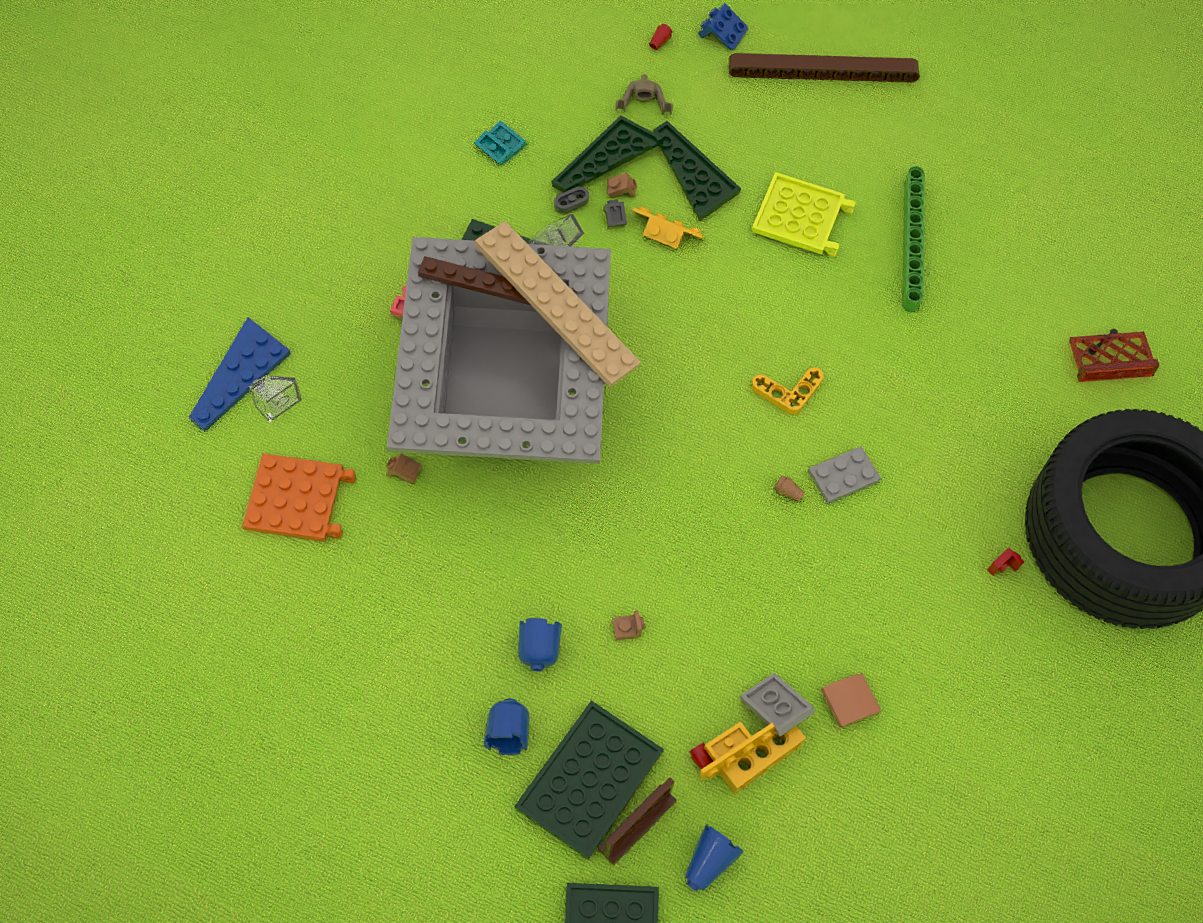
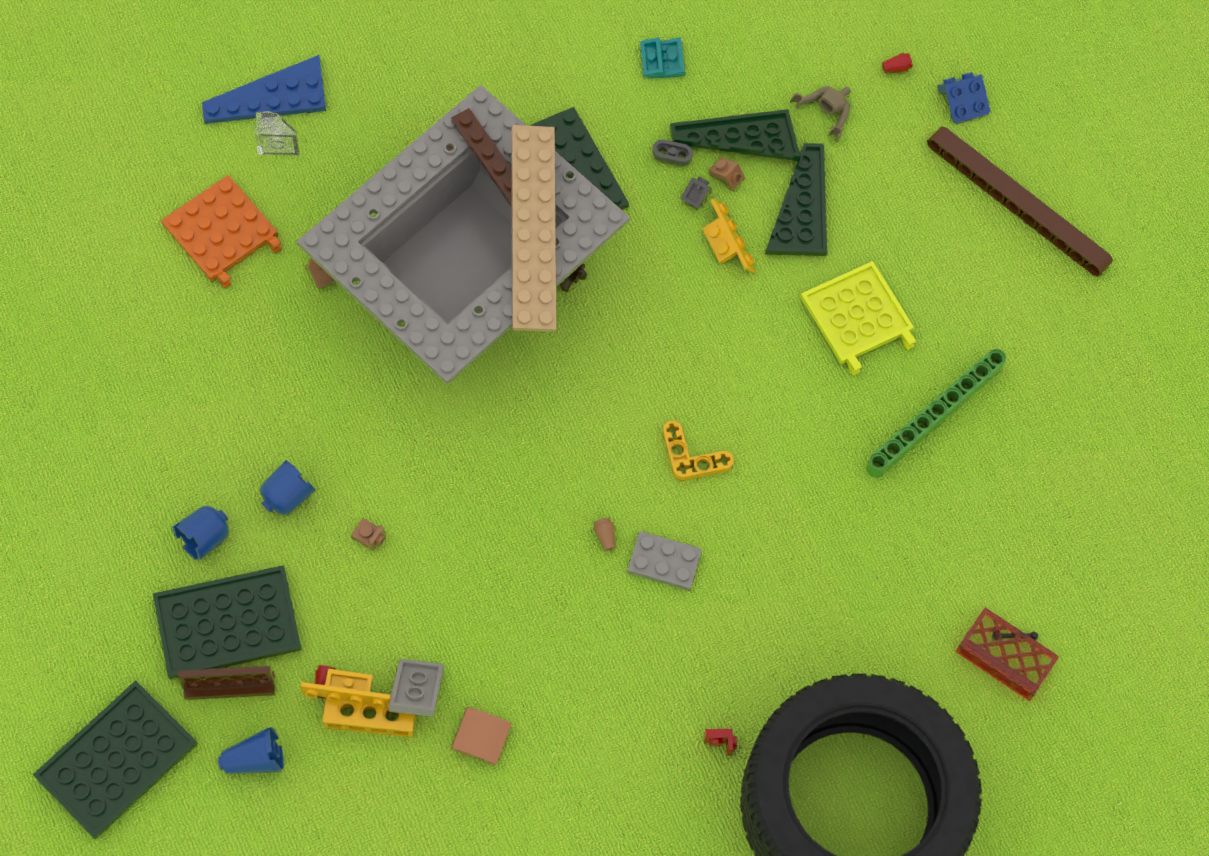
camera: 40 degrees right, 5 degrees up
(559, 233) = (625, 175): clear slope -> none

